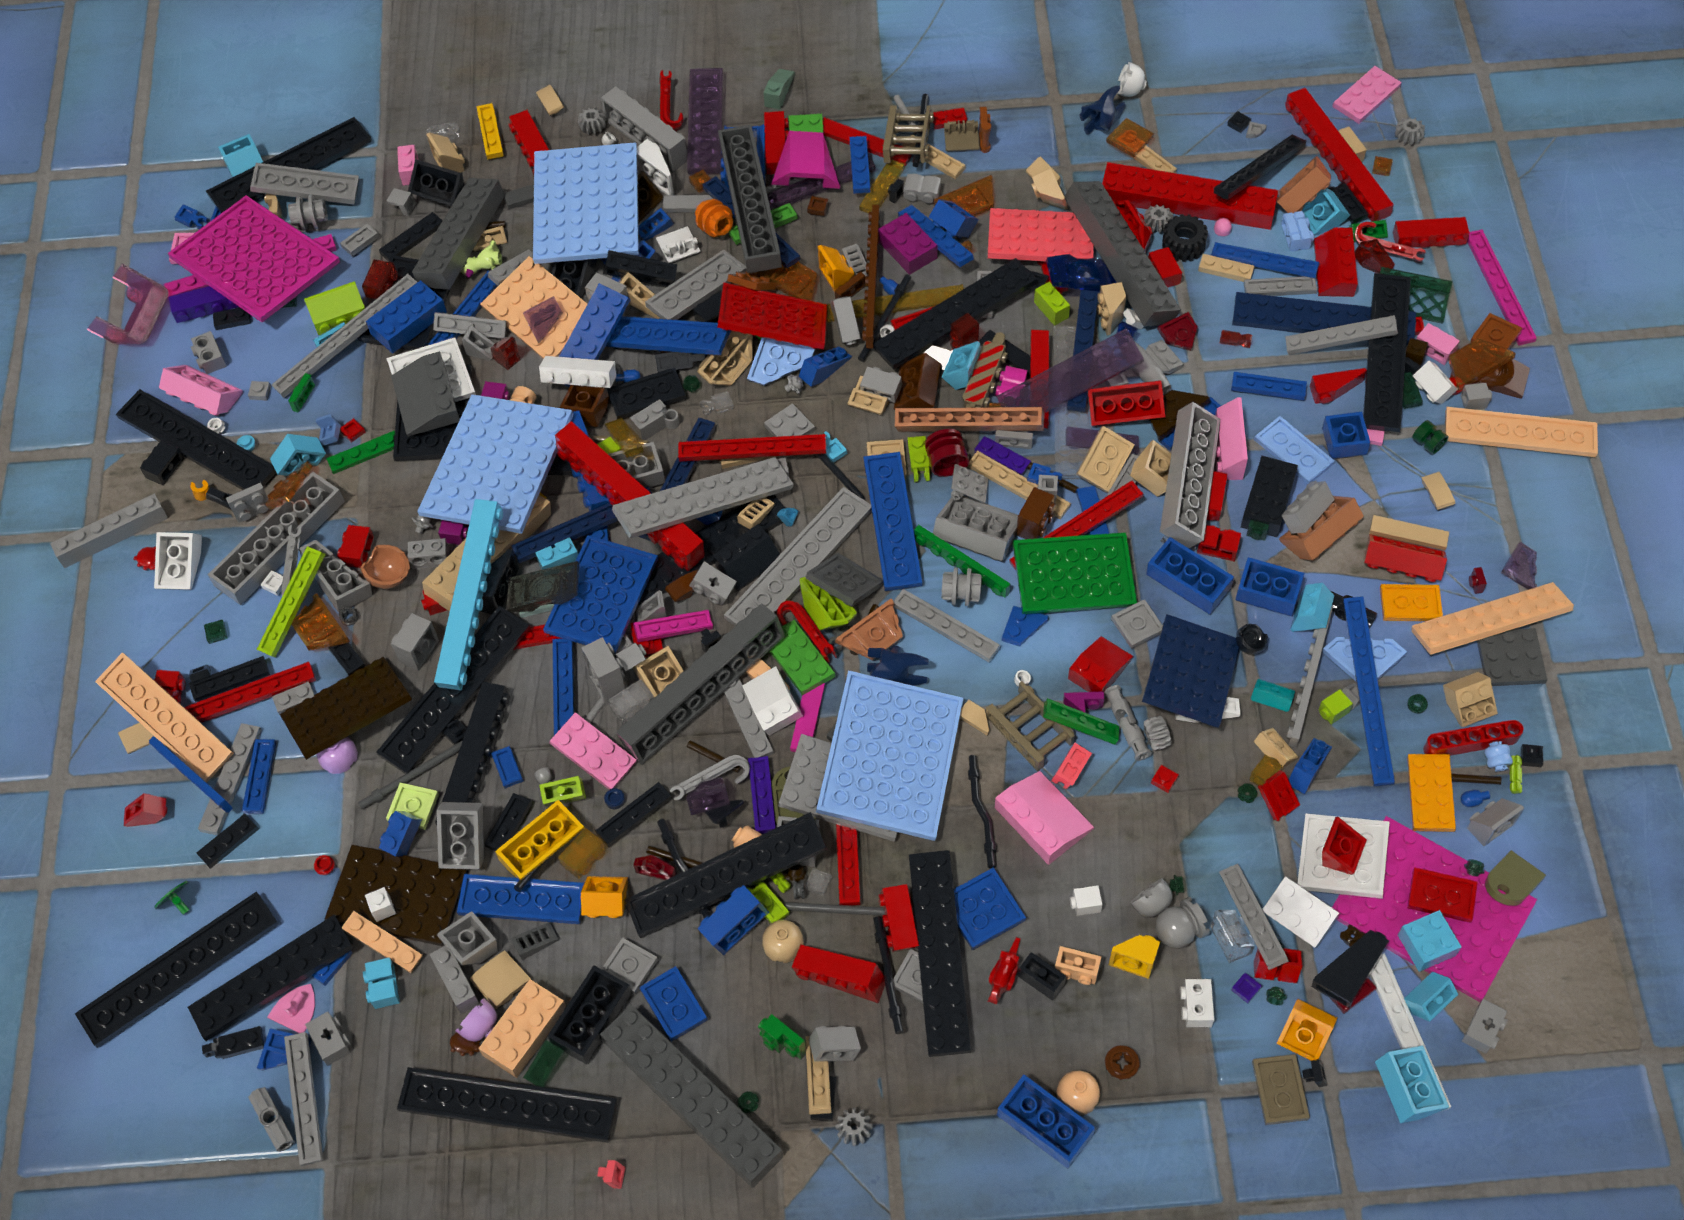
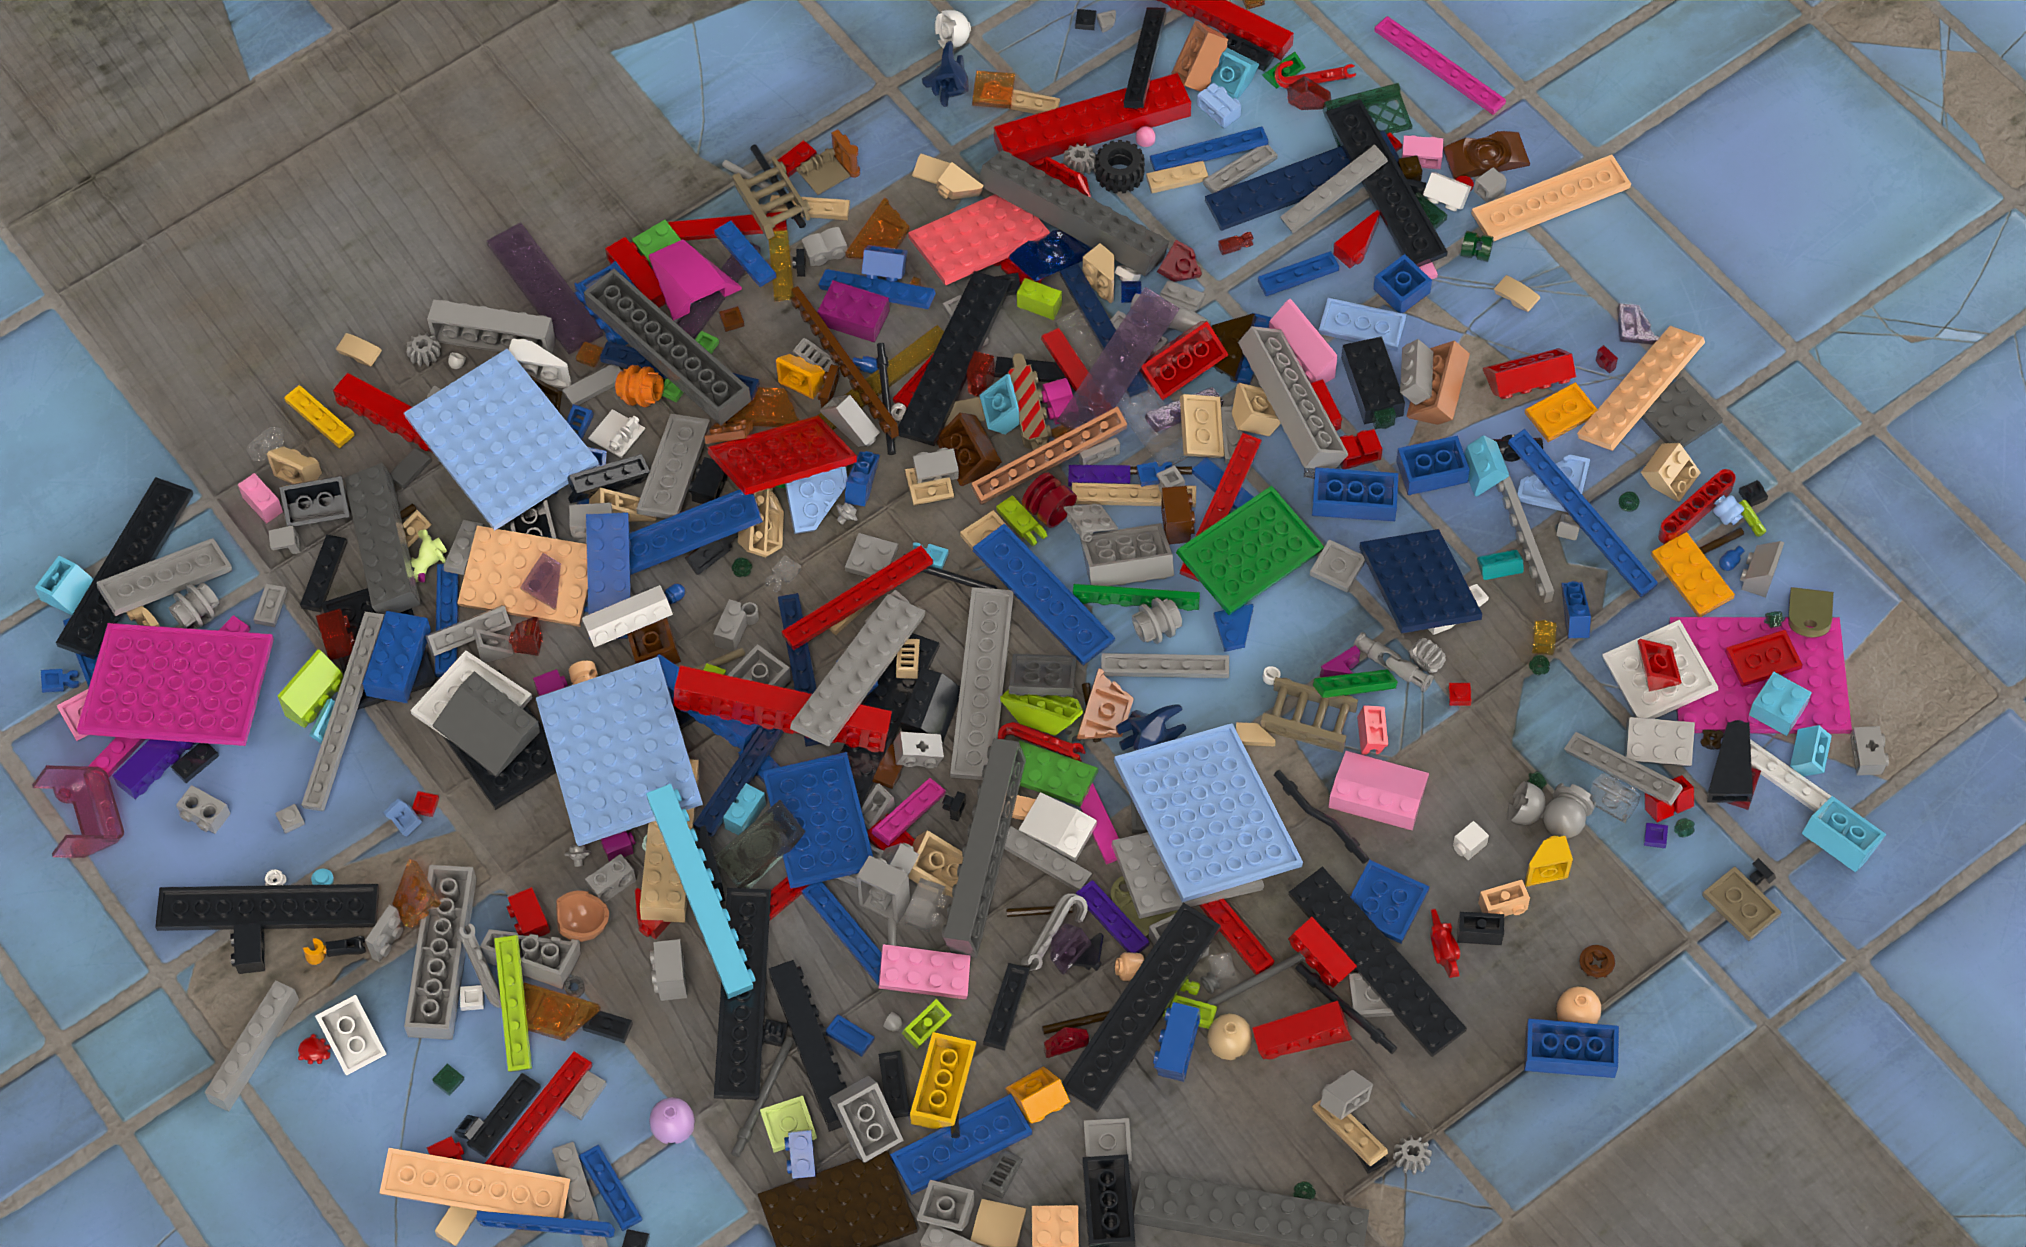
camera: 35 degrees left, 0 degrees up
(199, 388) = (226, 852): bright pink slope -> none
(295, 451) = (390, 858): medium azure brick -> none
(301, 392) = (340, 795): green plate -> none
(324, 865) = (745, 1228): red plate -> none
(345, 707) = (650, 1071): dark brown plate -> none
(361, 453) = (454, 820): green plate -> none
(380, 904) = (837, 1226): white brick -> none
(582, 853) = (987, 1069): clear yellow brick -> none
(614, 798) = (975, 1003): dark blue tile -> none
(624, 437) = (722, 656): clear yellow tile -> none
(638, 394) = (705, 601): black plate -> none
(665, 82) = (486, 288): red piece -> none
(668, 838) = (1057, 1008): black bar -> none
(673, 1003) = (1173, 1149): blue plate -> none
(777, 88) = (595, 214): sand green slope -> none
(778, 1035) = (1296, 1114): green plate -> none
(788, 515) = (938, 645): dark azure tile -> none
(795, 873) = (1199, 970): dark brown plate -> none
(1099, 666) = (1331, 625): red slope -> none
(1166, 266) = (1122, 203): red brick -> none
(1197, 1003) = (1625, 872): white brick -> none
(1251, 639) = (1450, 523): black hair -> none
(1274, 746) = (1534, 610): tan slope -> none
(1279, 795) = (1570, 651): red plate -> none
(1306, 1030) = (1730, 841): light orange slope -> none
(1335, 707) = (1562, 544): lime brick -> none
(1336, 263) = (1281, 119): red slope -> none
(1409, 532) = (1516, 347): tan tile -> none
(1431, 232) = (1344, 43): red brick -> none
(1477, 361) = (1471, 150): clear orange wing -> none
(1497, 331) = (1469, 115): dark orange plate -> none

